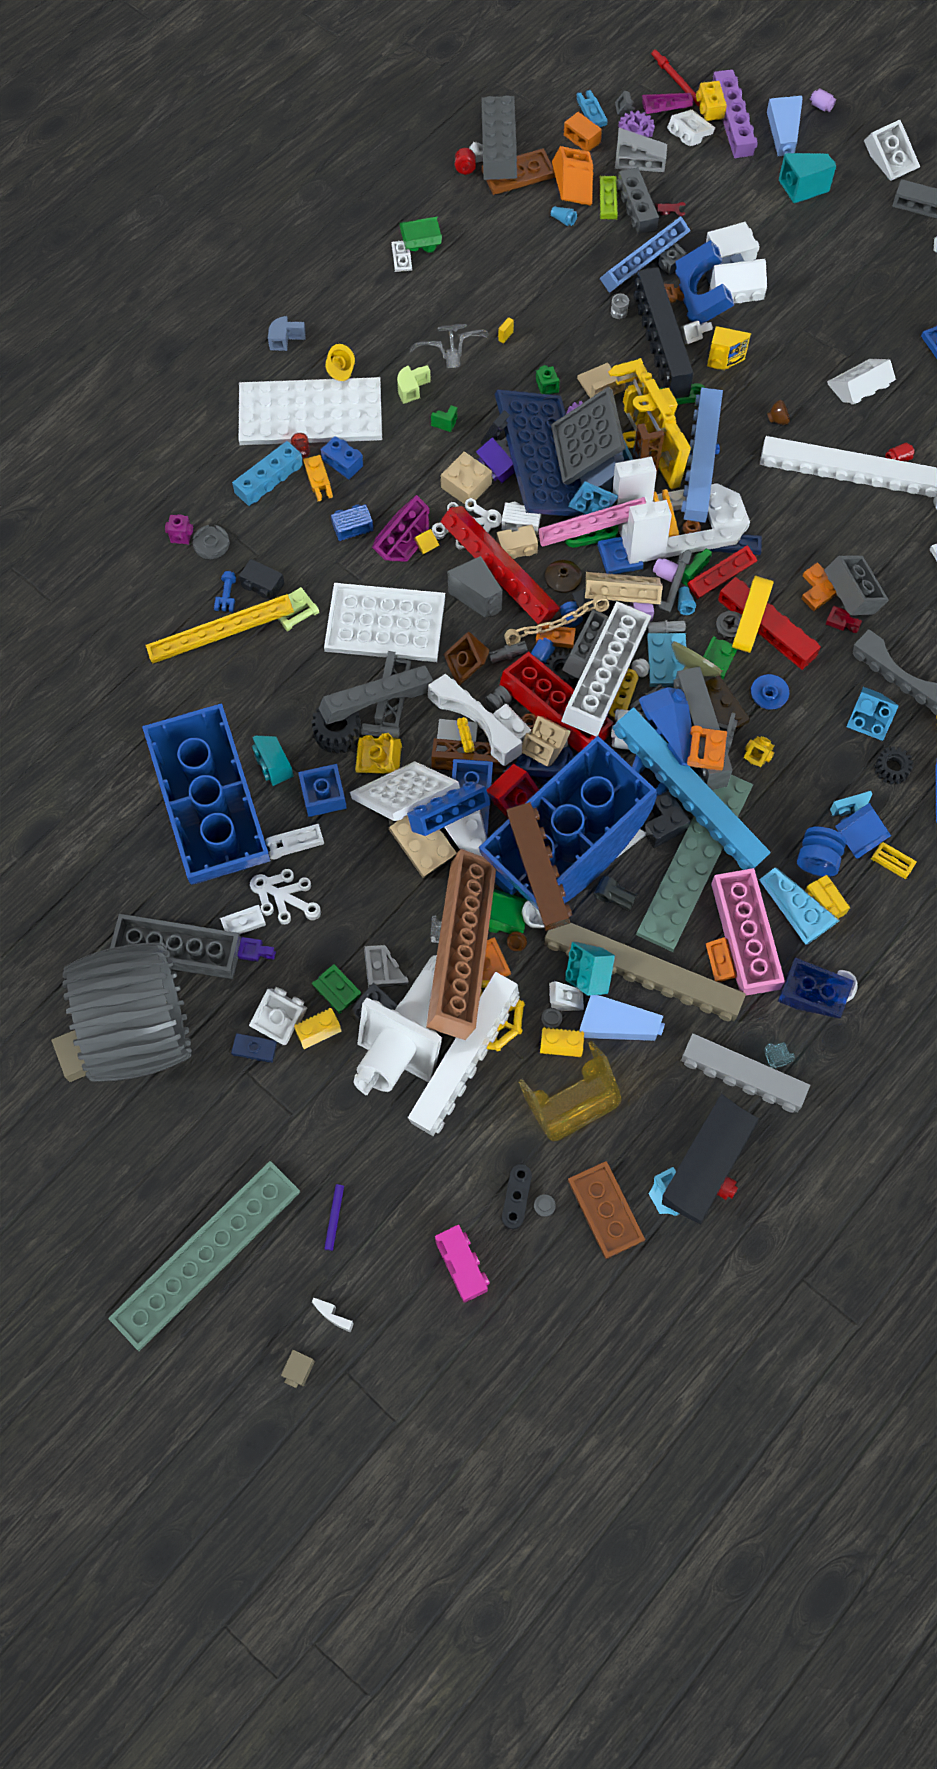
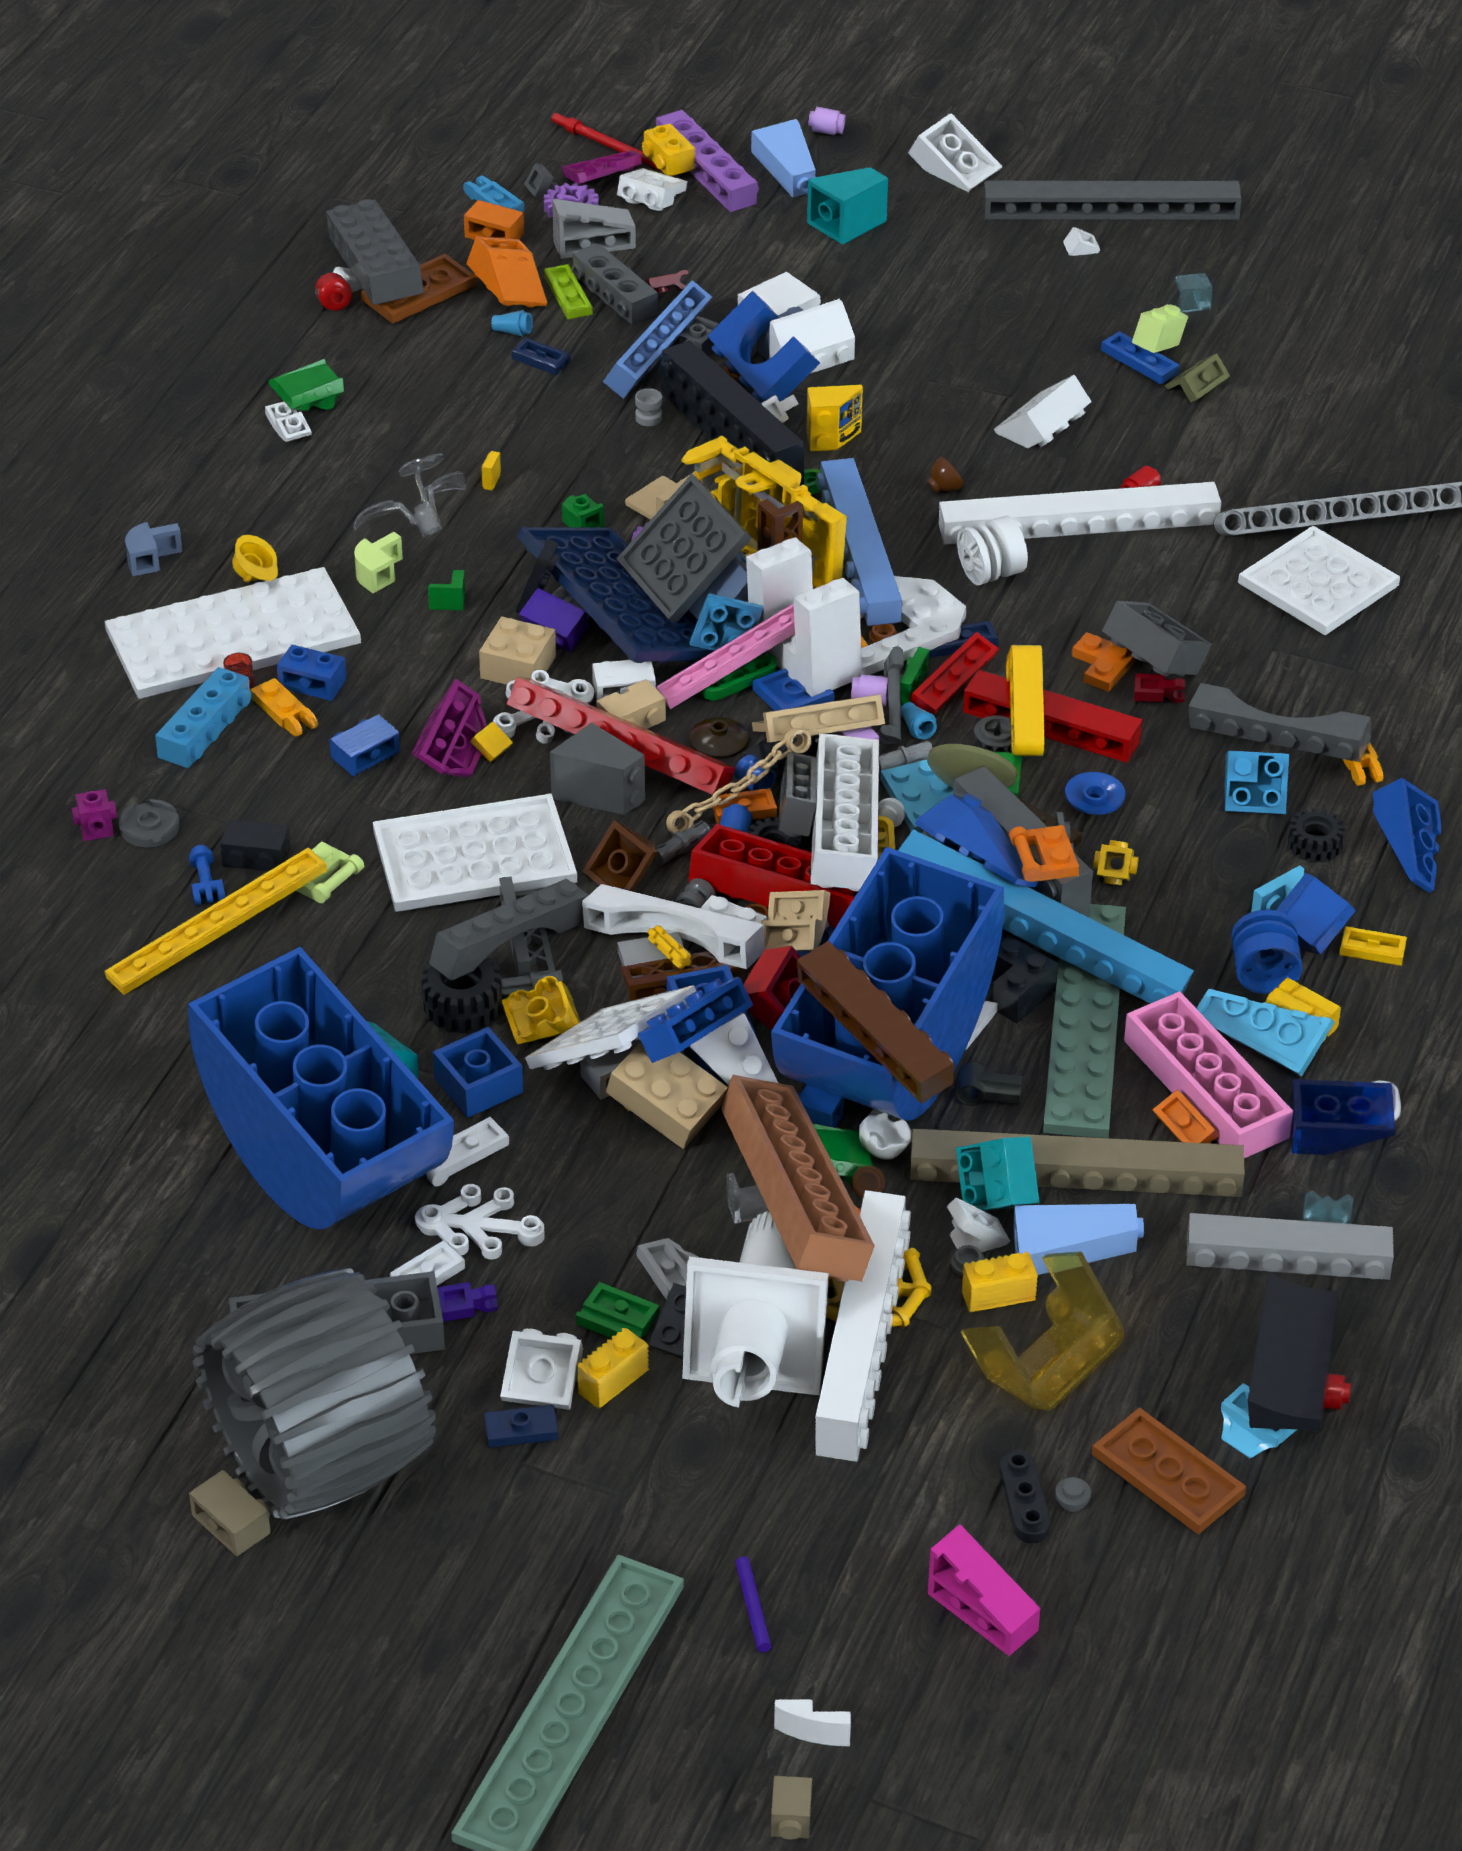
camera: 20 degrees left, 25 degrees down
(569, 246) = (541, 356): none -> dark blue tile
(782, 484) = (992, 550): none -> white wheel

